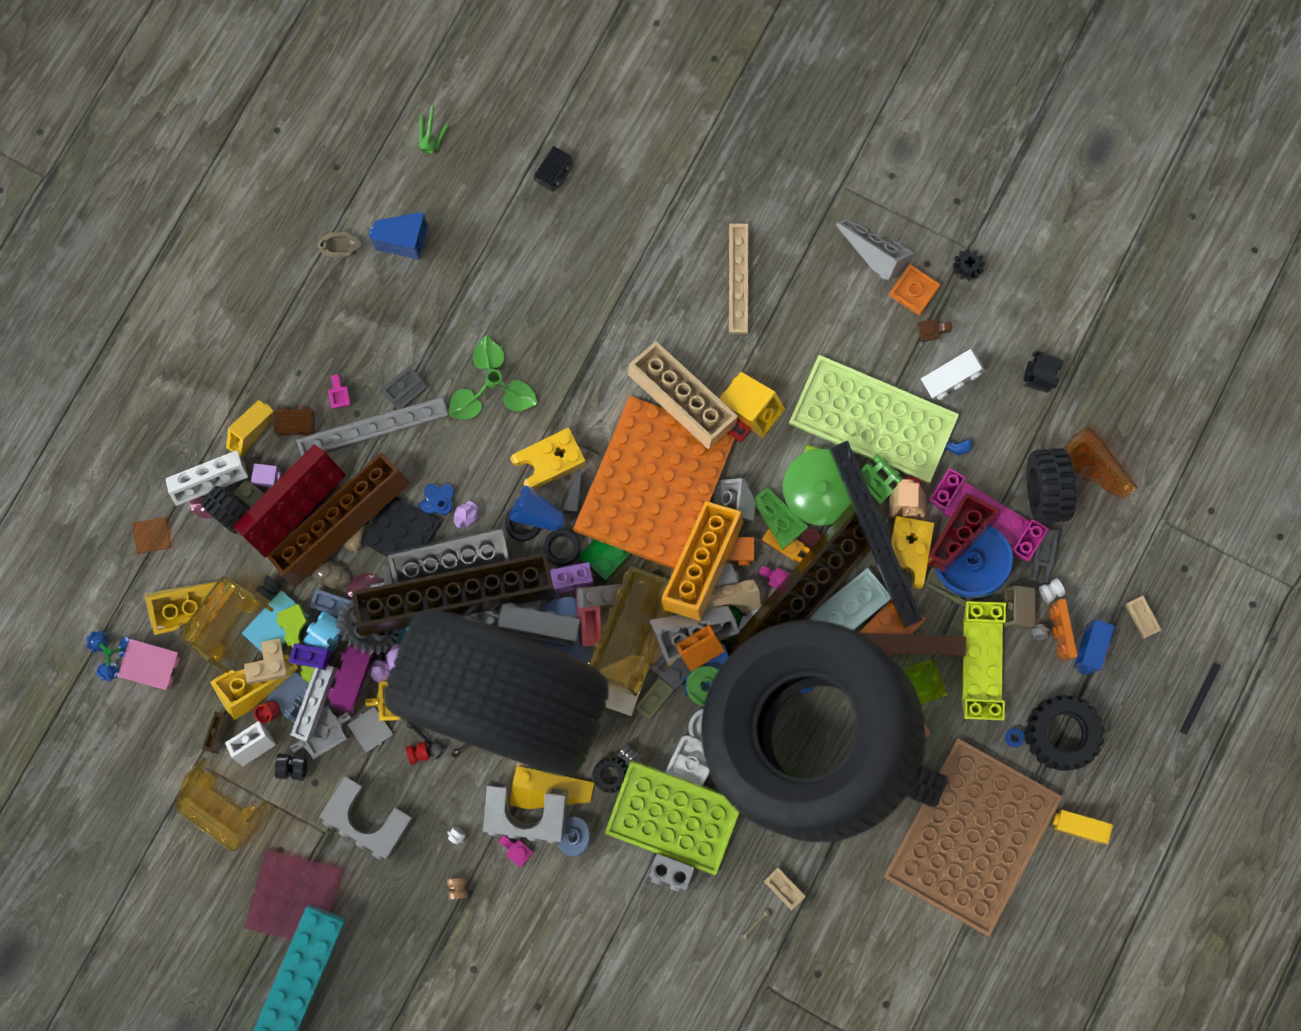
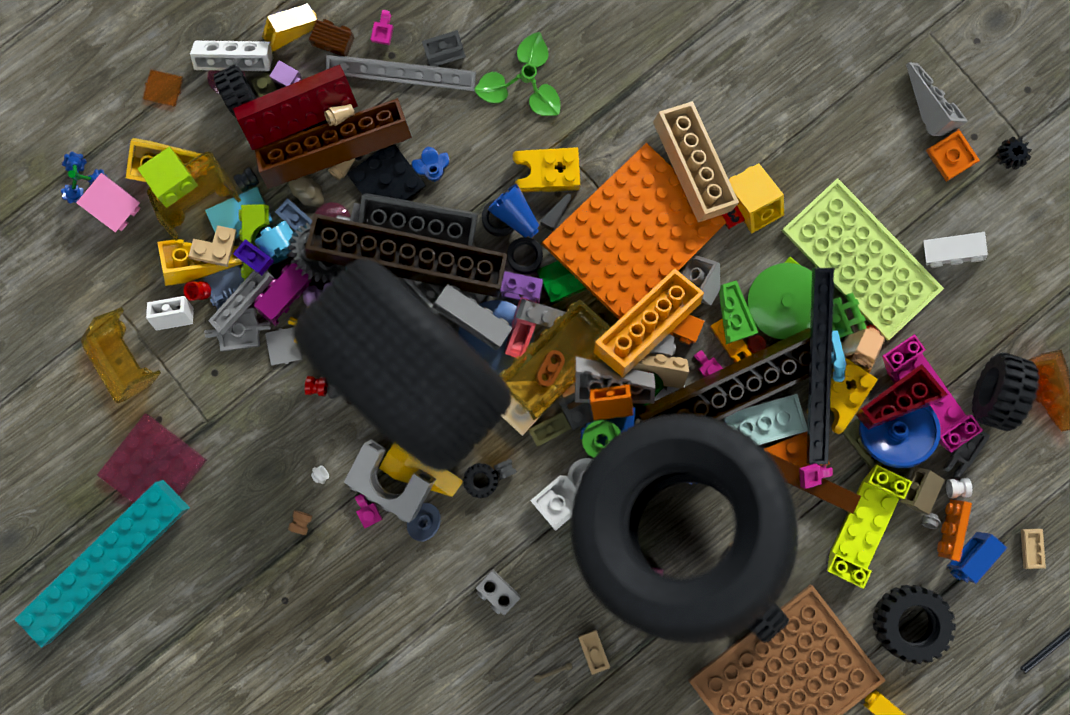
camera: 25 degrees right, 5 degrees up
(197, 616) = (167, 177): none -> lime brick
(216, 732) = (142, 293): dark brown plate -> none
(284, 764) = (196, 348): black wheel -> none
(332, 491) = (338, 114): none -> tan cone
(338, 815) = (222, 411): light grey arch -> none
(466, 514) = (451, 189): lavender rock -> none
(630, 643) = (549, 369): none -> dark orange plate
(672, 817) = (520, 544): lime plate -> none
(738, 278) = (793, 76): tan plate -> none
(887, 519) = (838, 358): none -> medium azure plate
(912, 635) = (812, 475): none -> dark pink plate
(926, 681) = (809, 521): clear neon green brick -> none
(930, 330) = (951, 199): reddish brown plate -> none
(960, 448) = (930, 320): blue arm -> none
(1021, 737) = (870, 607): blue plate -> none
(1042, 371) = (1041, 281): black brick -> none

